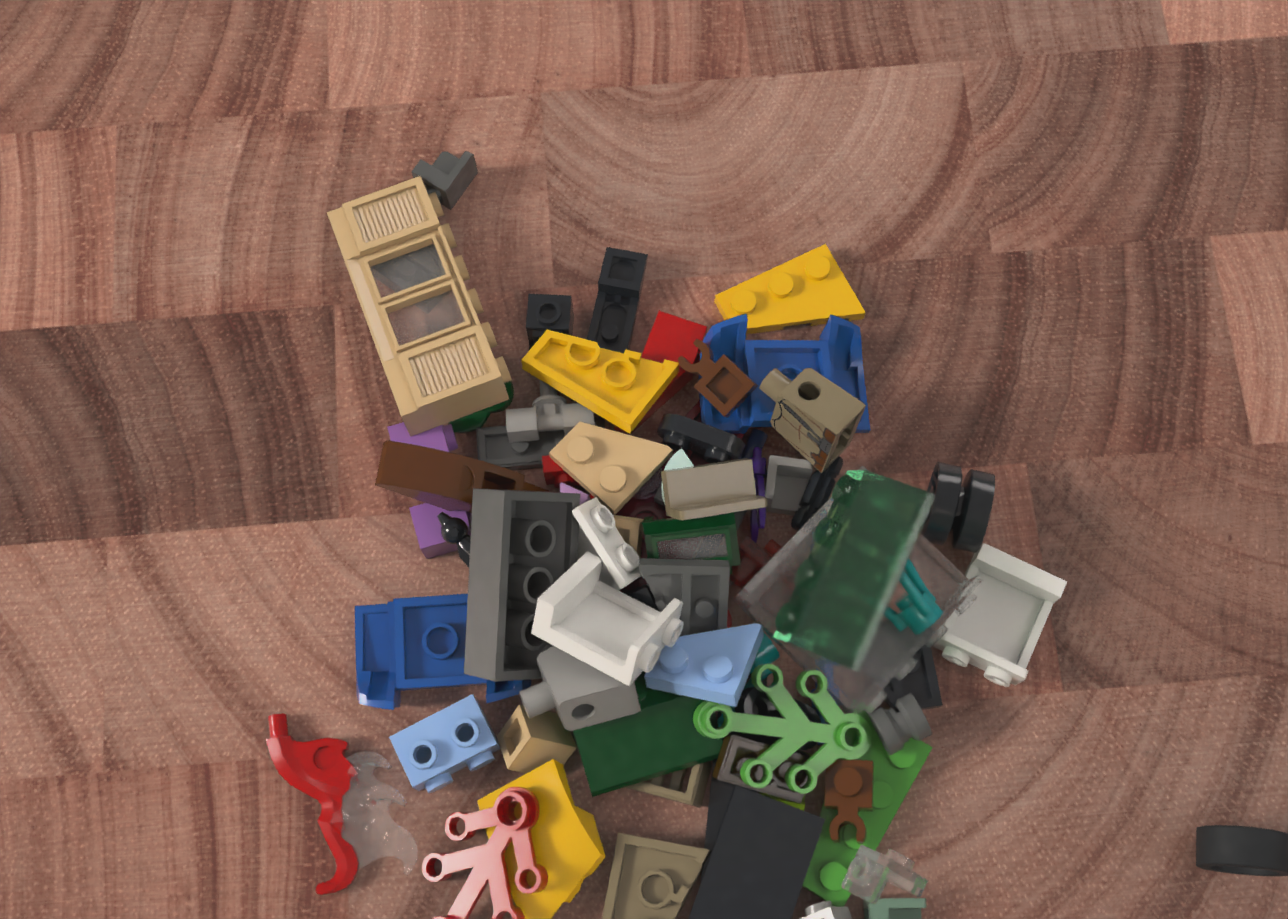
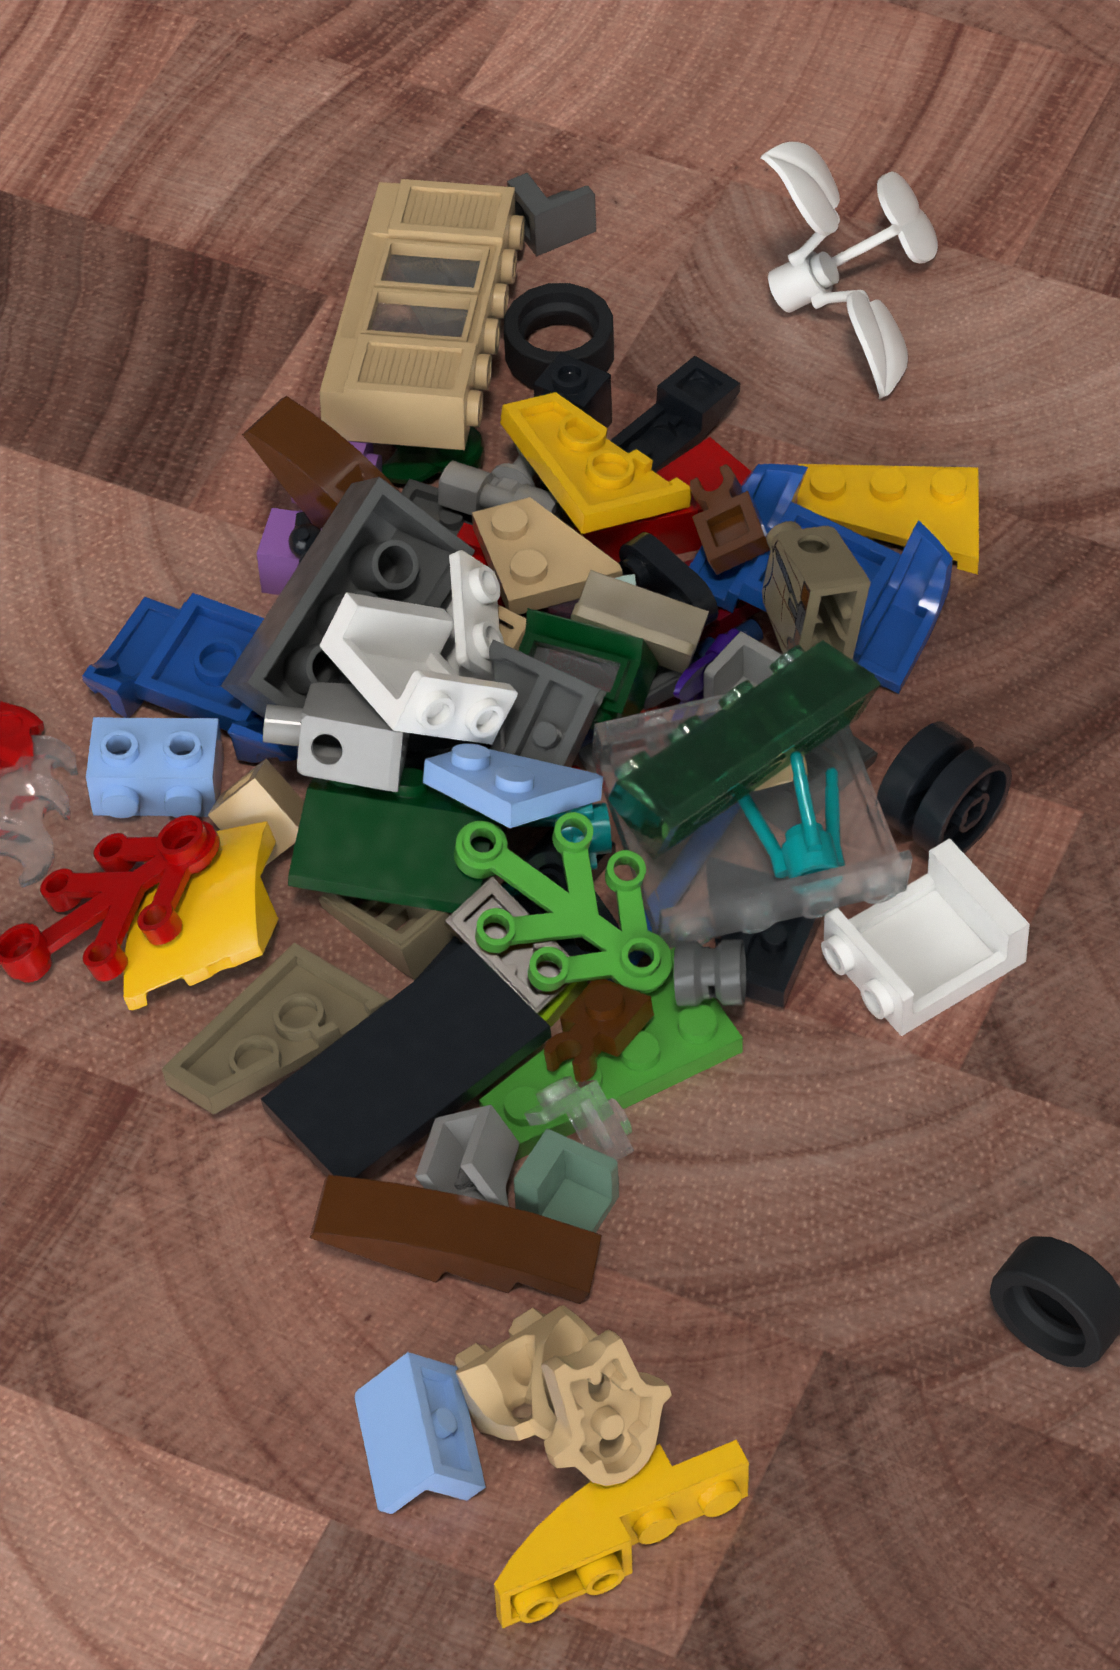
camera: 30 degrees right, 20 degrees down
(507, 242) = (556, 306): none -> black tyre
(646, 147) = (811, 275): none -> white plant

